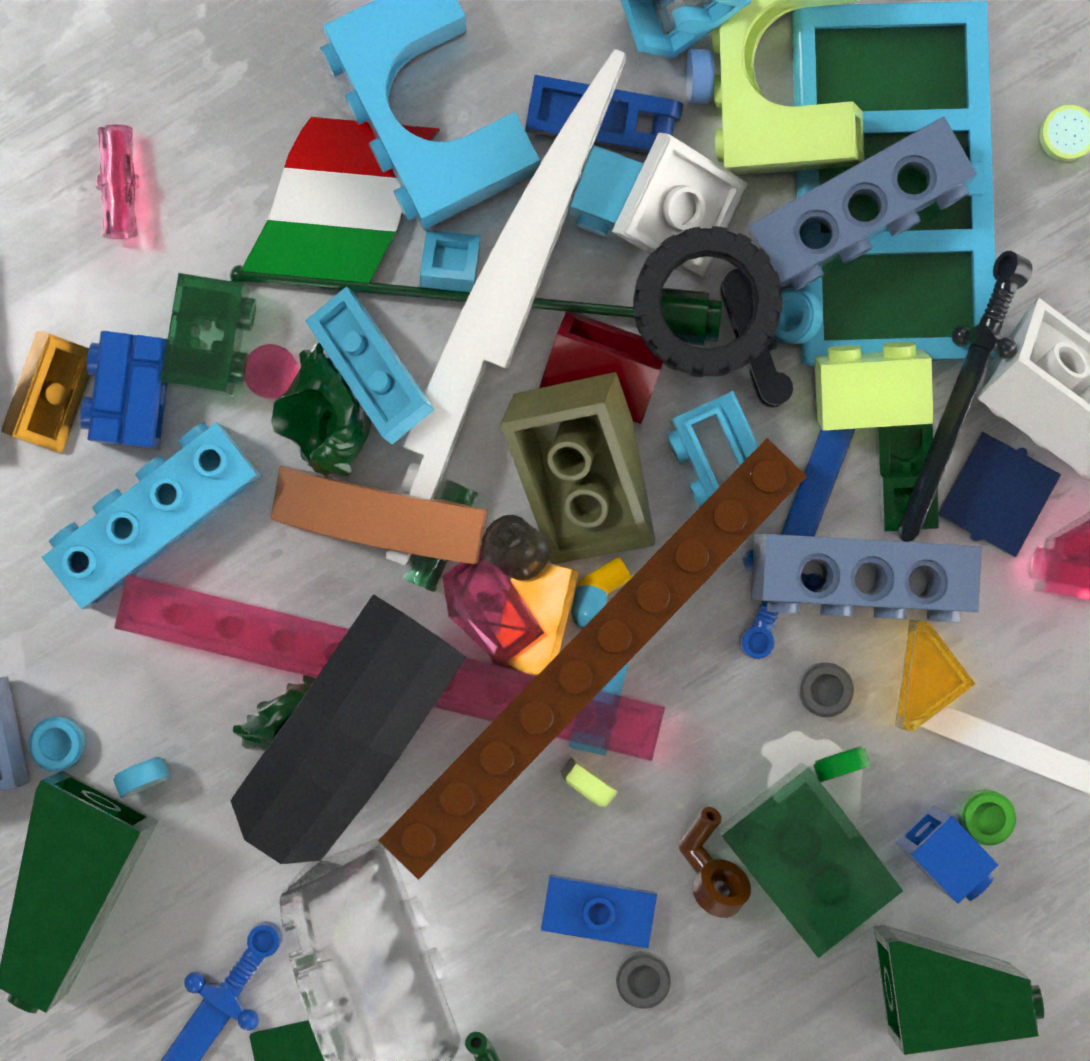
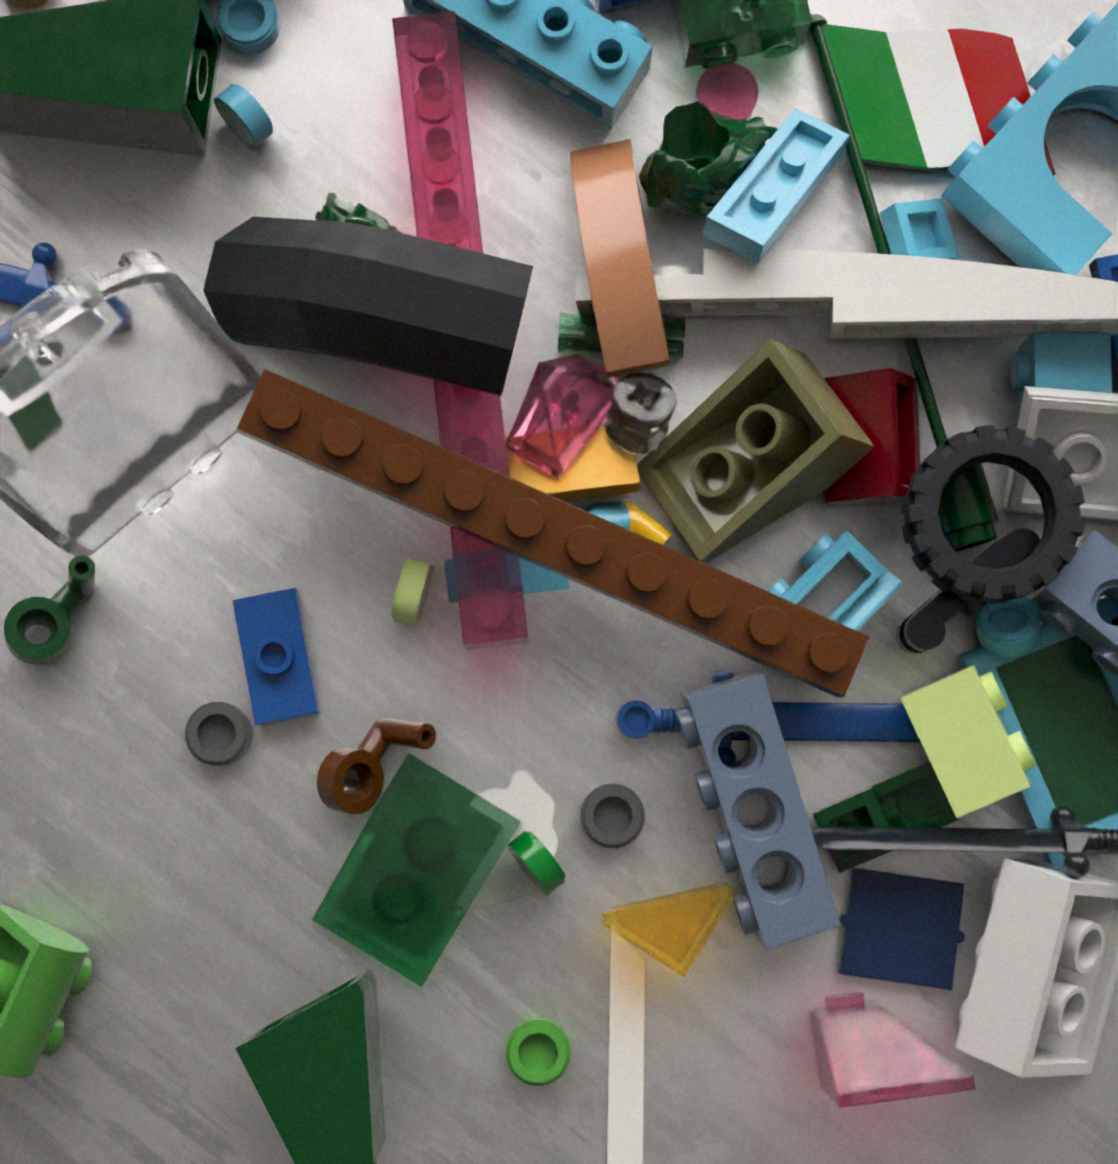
camera: 70 degrees right, 5 degrees down
(948, 855) = (479, 1020): blue brick -> none

